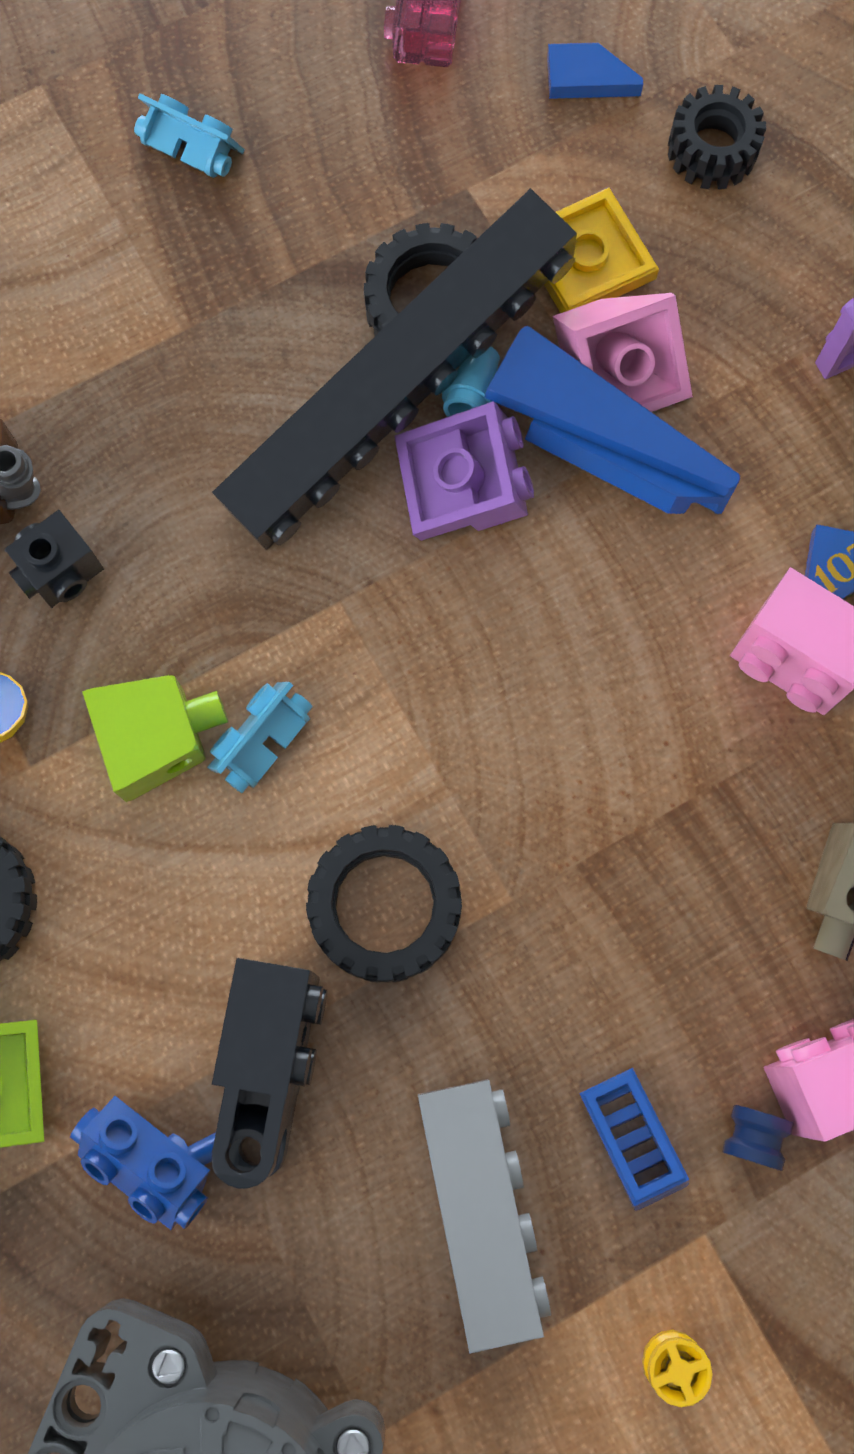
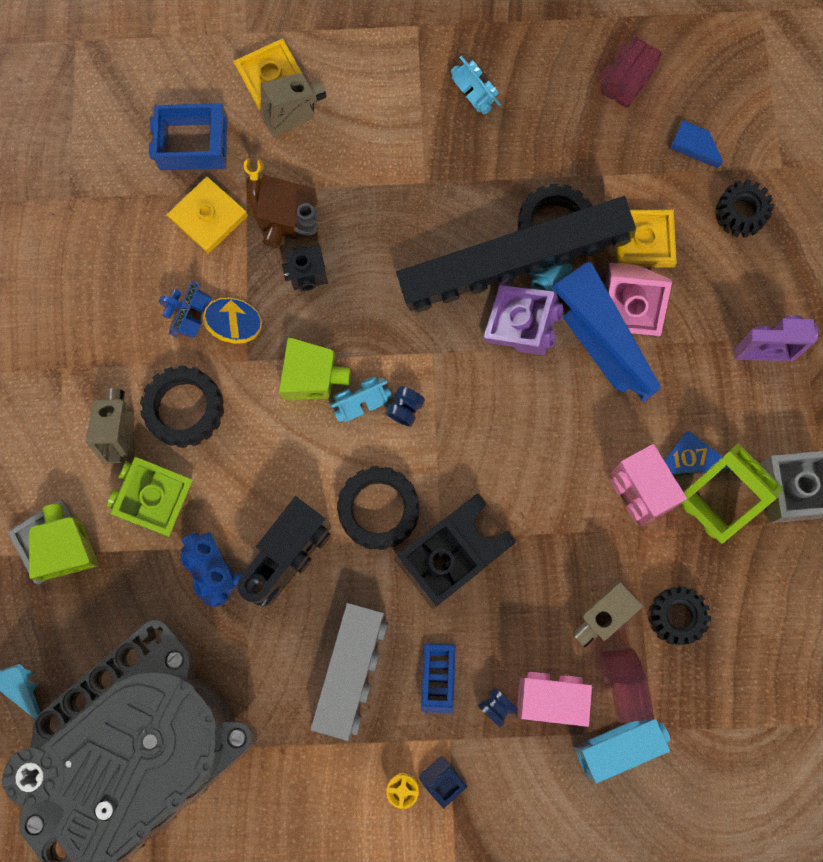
camera: 30 degrees right, 0 degrees up
(341, 710) = (405, 406): none -> dark blue wheel
(561, 900) = (461, 548): none -> black brick
(731, 1313) = (442, 782): none -> dark blue slope

